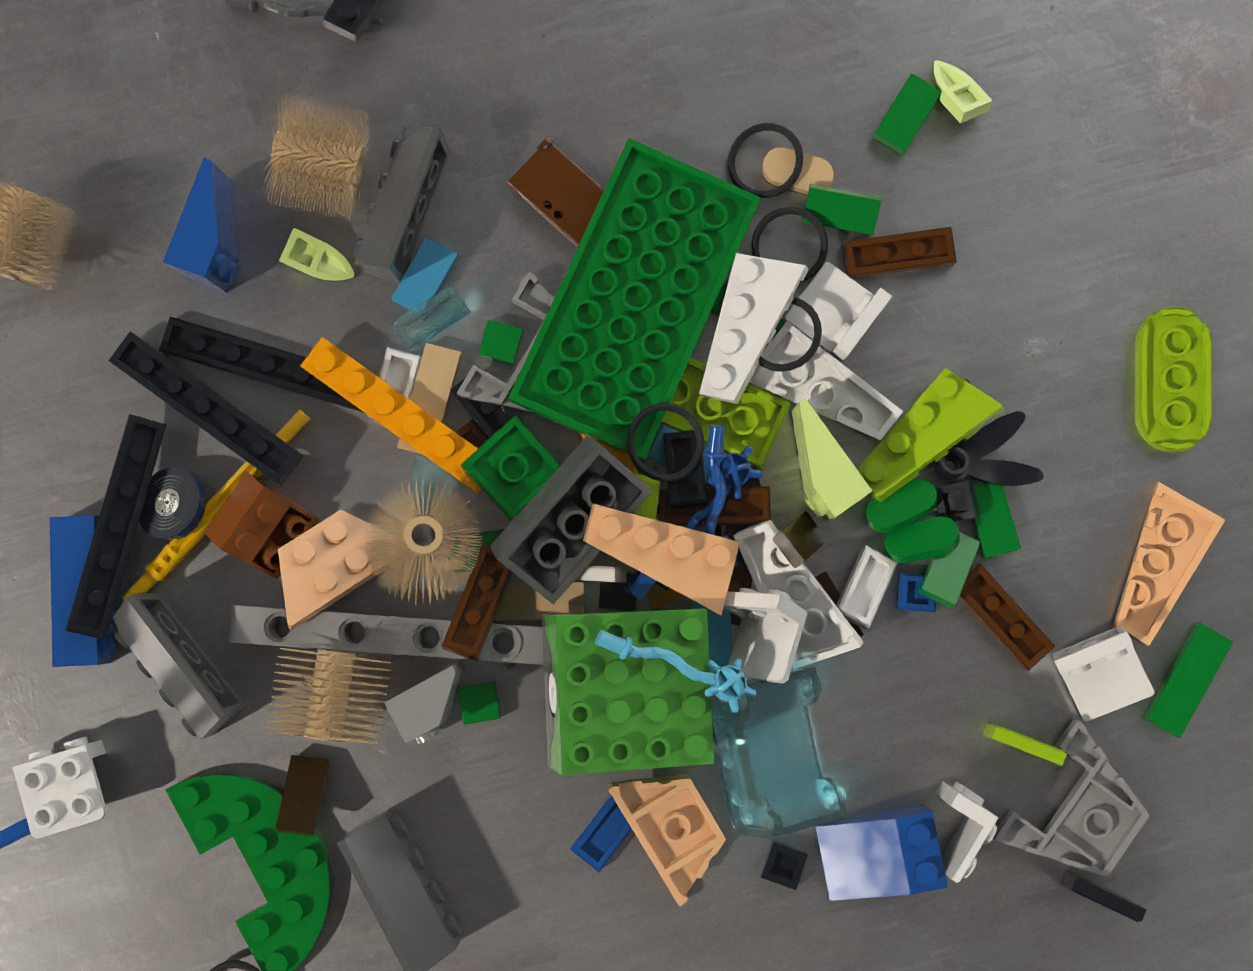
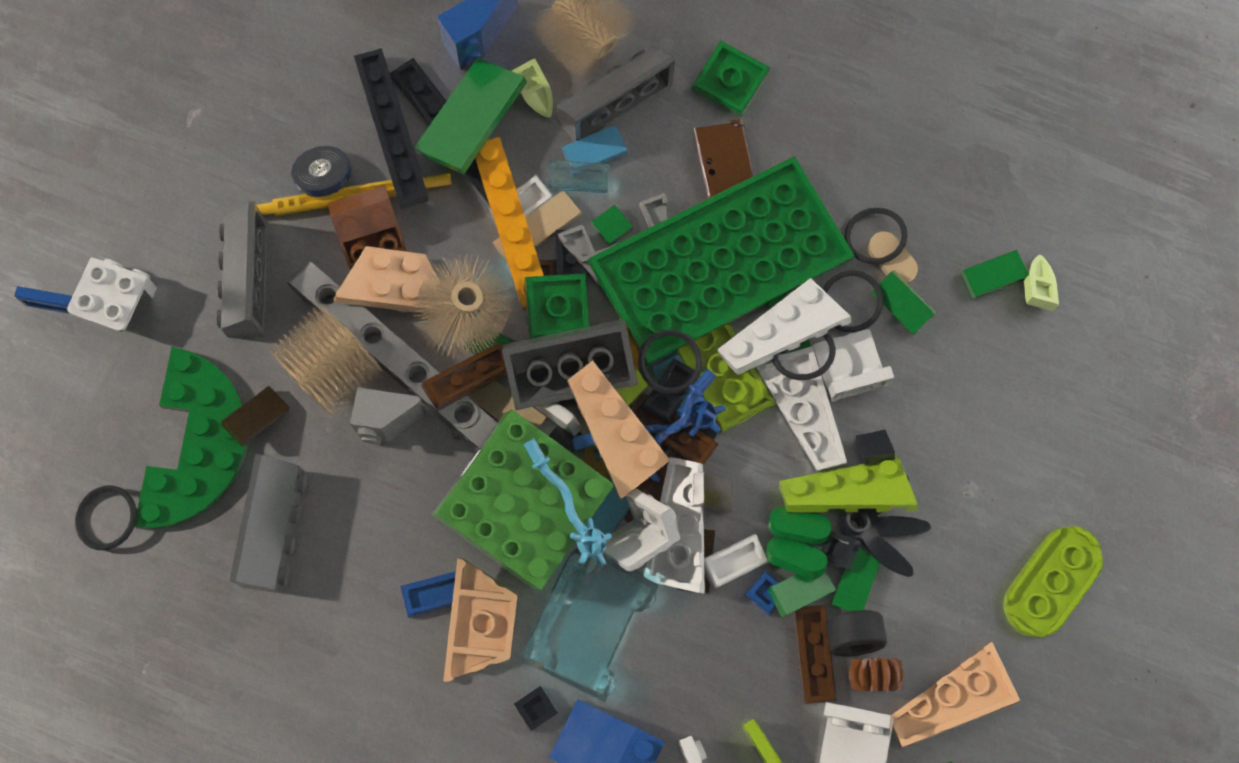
camera: 30 degrees right, 10 degrees down
(68, 552) = (221, 183): blue brick -> none
(116, 527) = (275, 158): black tile -> none
(275, 336) = (470, 115): none -> green tile
(479, 703) = (416, 445): green tile -> none
(503, 101) = (730, 78): none -> green tile
(825, 469) = (763, 469): yellowish green slope -> none
(899, 252) = (923, 359): reddish brown tile -> none
(917, 375) = (875, 447): none -> black tile
(1031, 571) = (856, 633): none -> black tyre
(1078, 596) = (876, 674): none -> dark orange gear

